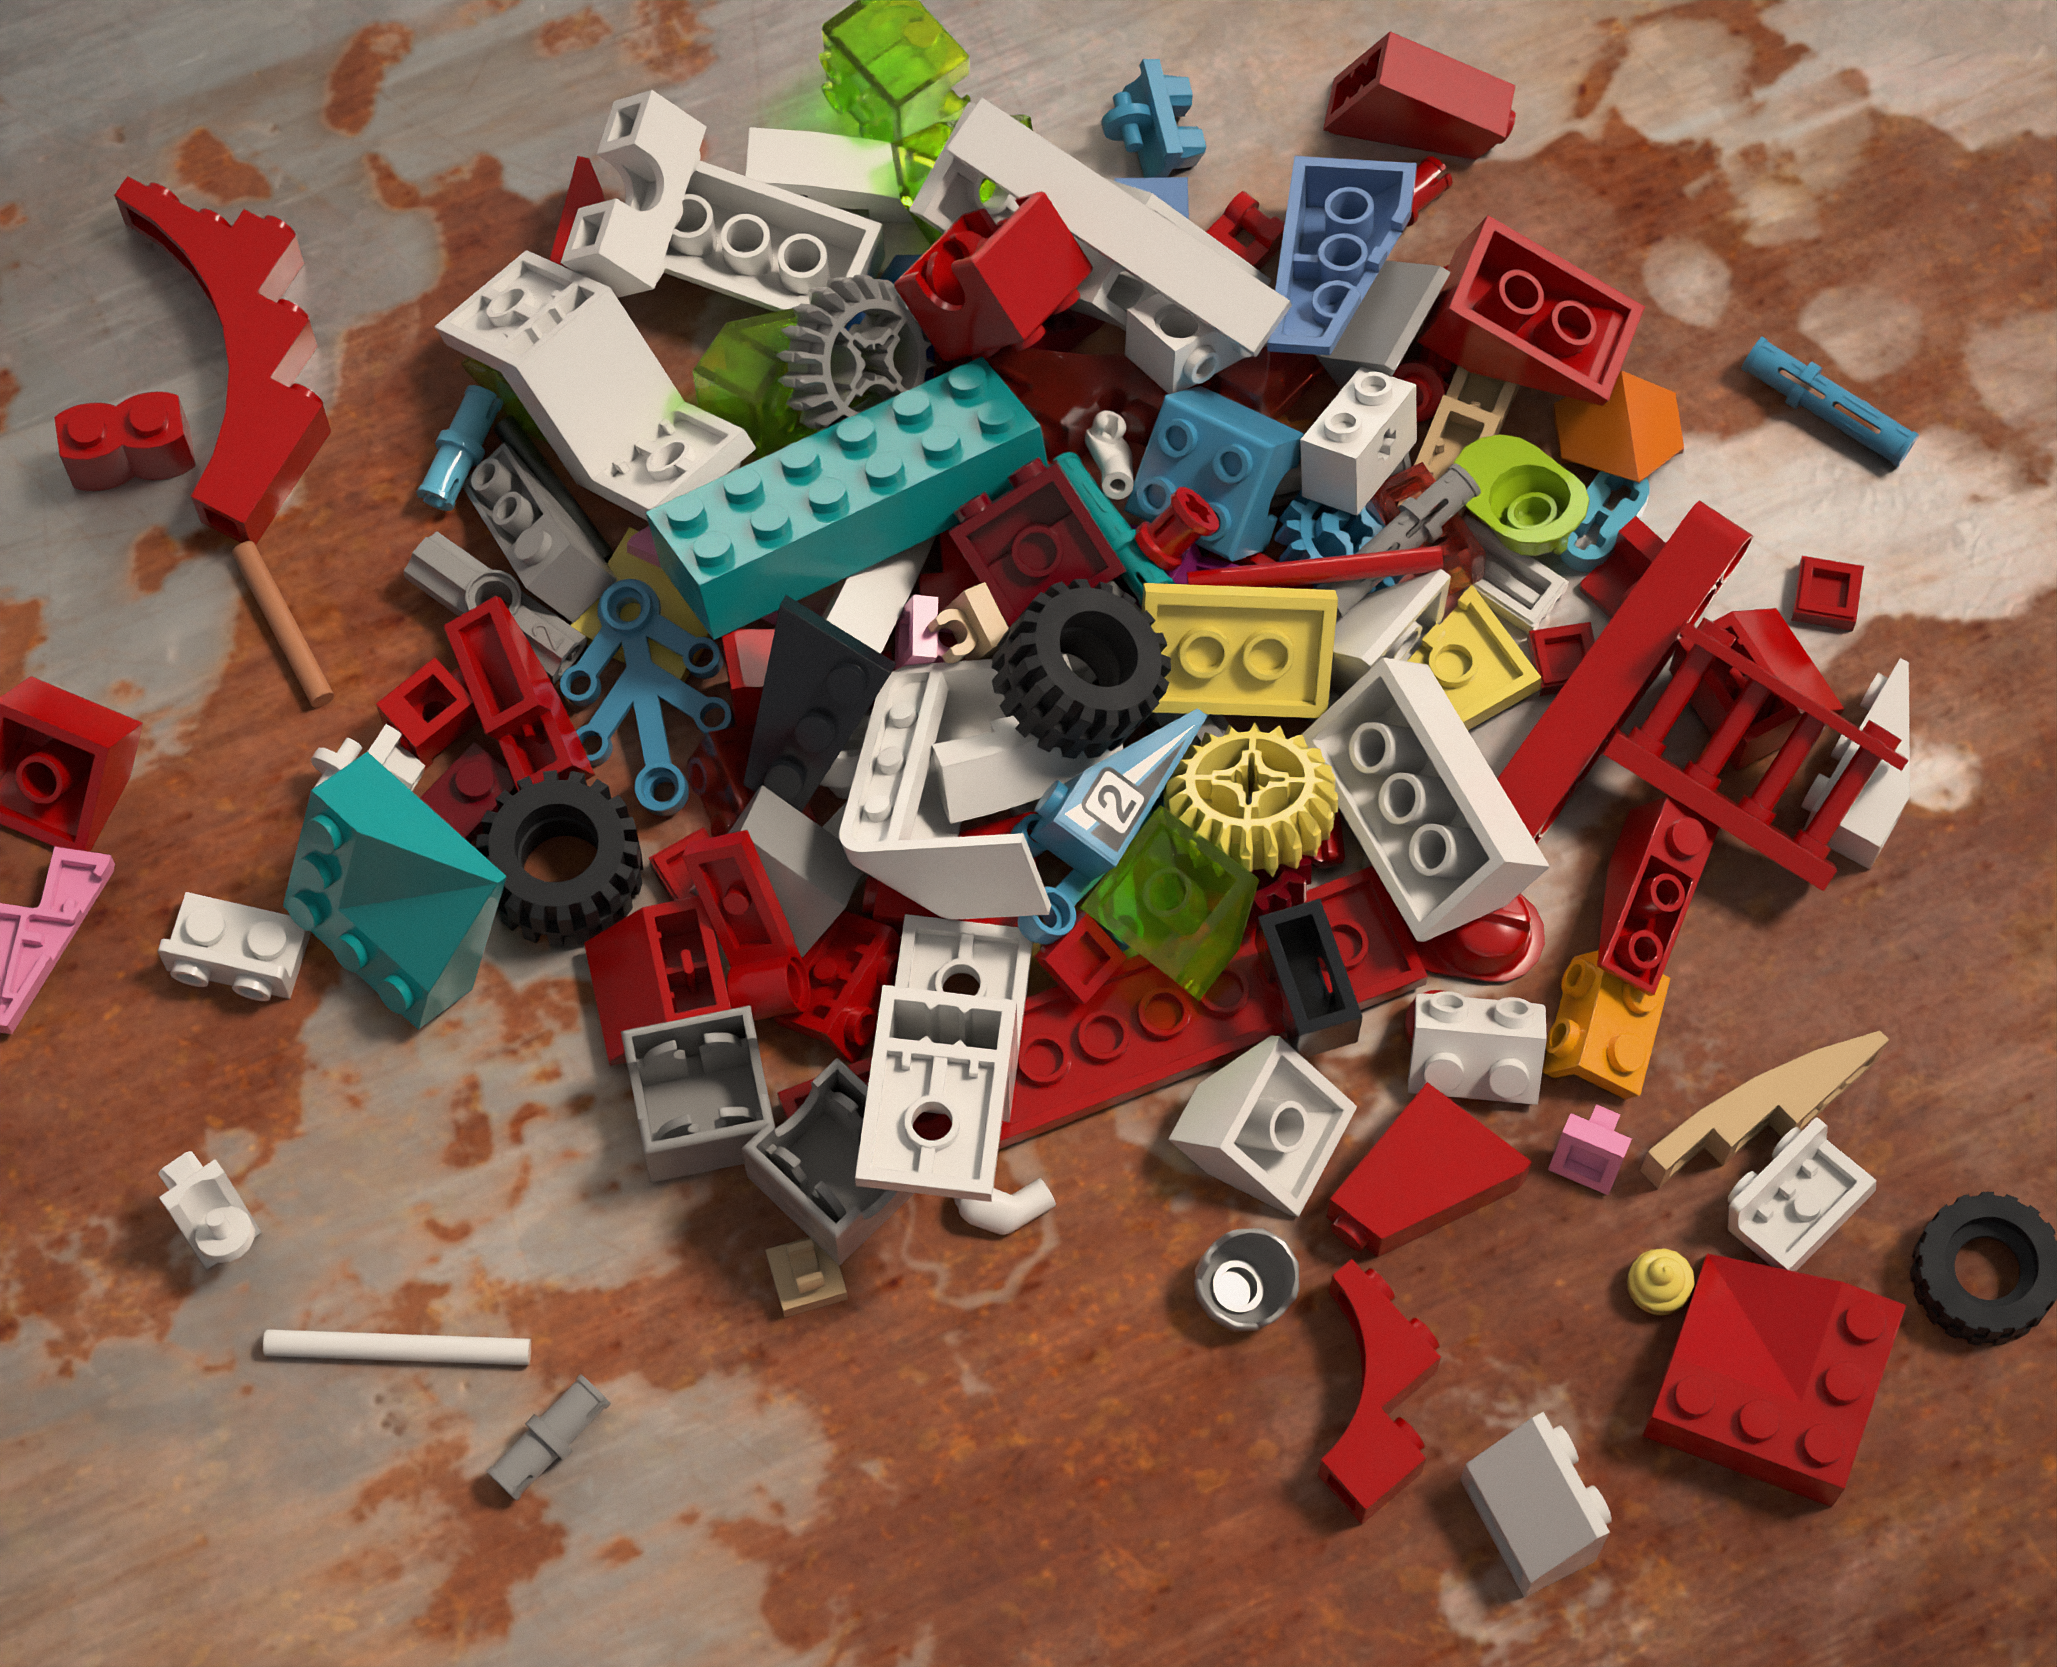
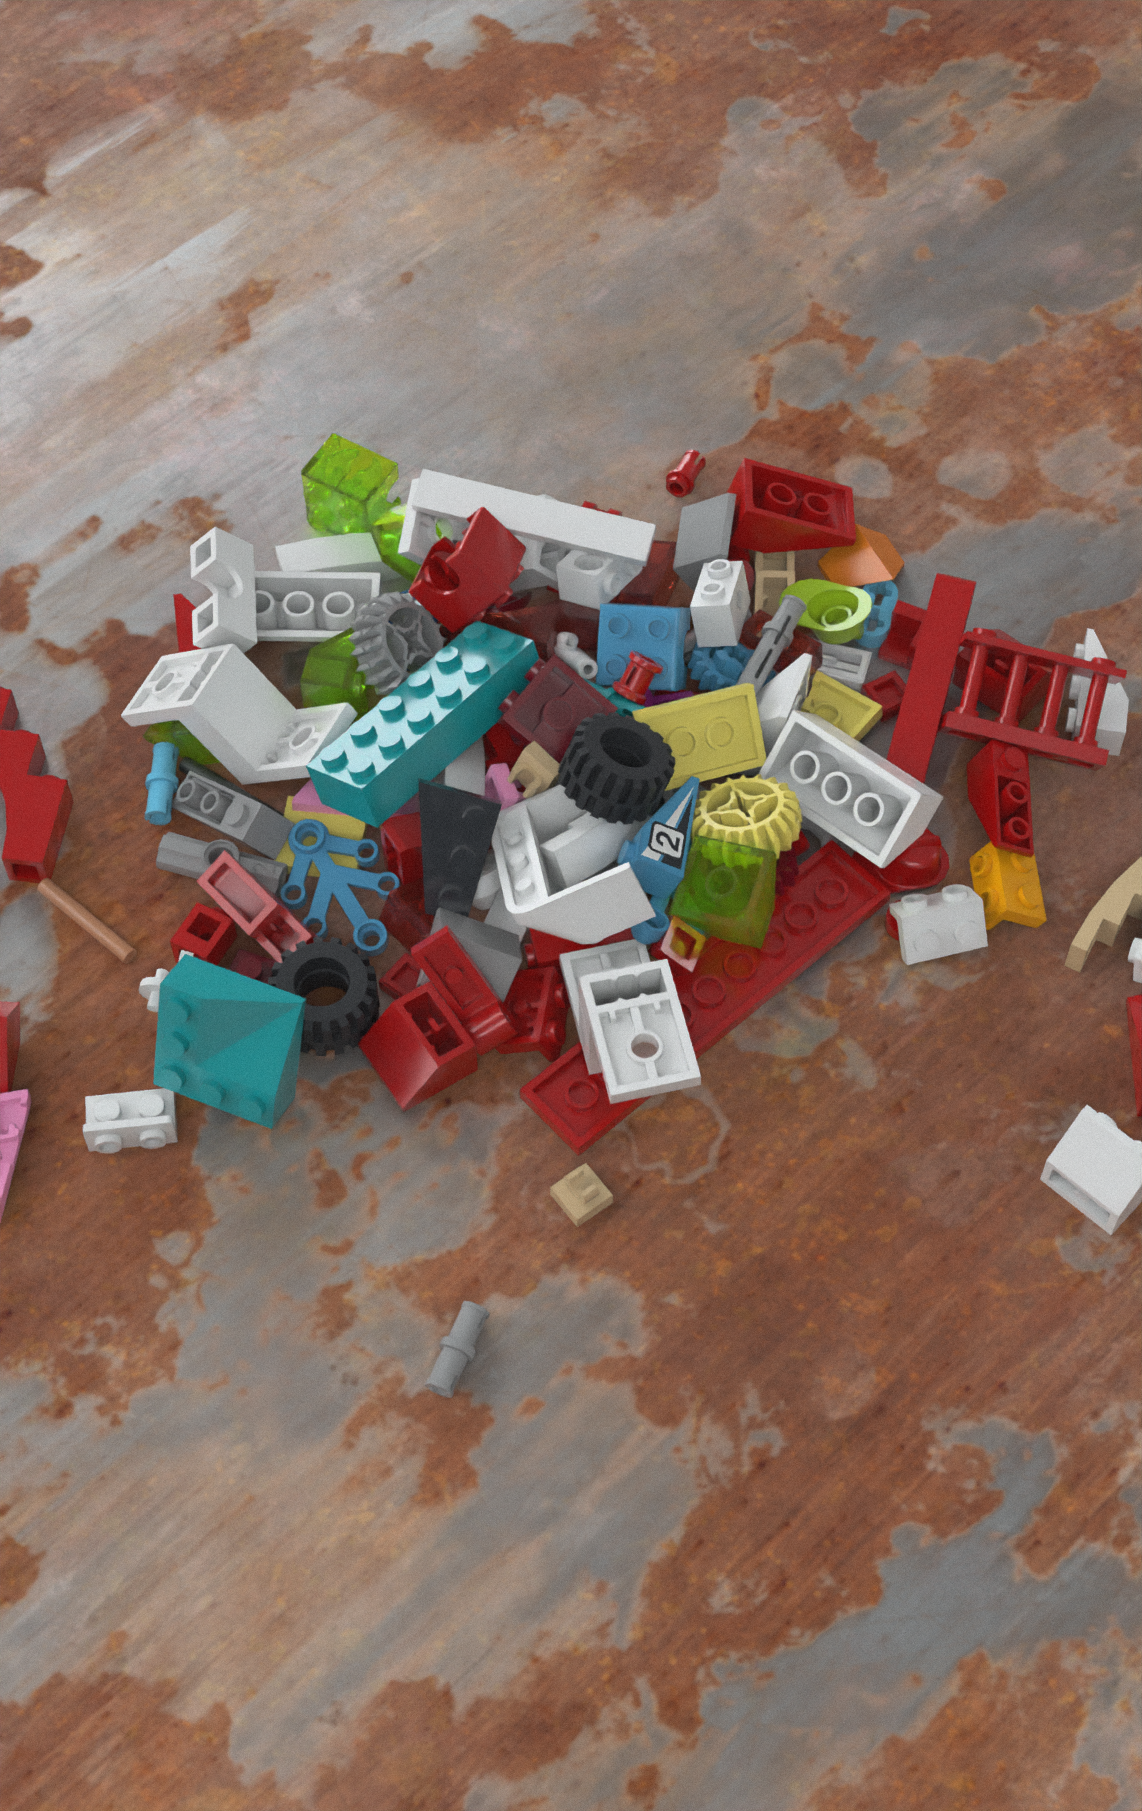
camera: 20 degrees left, 10 degrees down
(207, 1210) = (178, 1280): white hips -> none
(397, 1347) = (333, 1329): white bar -> none
(697, 1091) = (473, 1103): light grey piece -> none
(812, 1166) = (575, 1114): light grey piece -> none
(1008, 1211) = (688, 1115): white arm -> none
(1147, 122) = (514, 472): dark azure hips -> none
(1247, 1279) = (861, 1100): light grey hair -> none
(1265, 1125) = (830, 1009): white slope -> none
(1292, 952) = (807, 900): black brick -> none
(1323, 569) = (739, 673): red bar -> none
(1334, 243) = (661, 494): medium blue wedge -> none
(1396, 1358) = (969, 1119): red arch -> none
(1420, 101) = (668, 422): red slope -> none
(1423, 1176) = (941, 1006): red slope -> none
(1591, 1150) = (1034, 959): bright pink tile -> none
(1660, 1281) = (1108, 1021): light yellow plate -> none
(1767, 362) = (977, 511): dark azure pin -> none
(1827, 593) = (1023, 614): red tile -> none

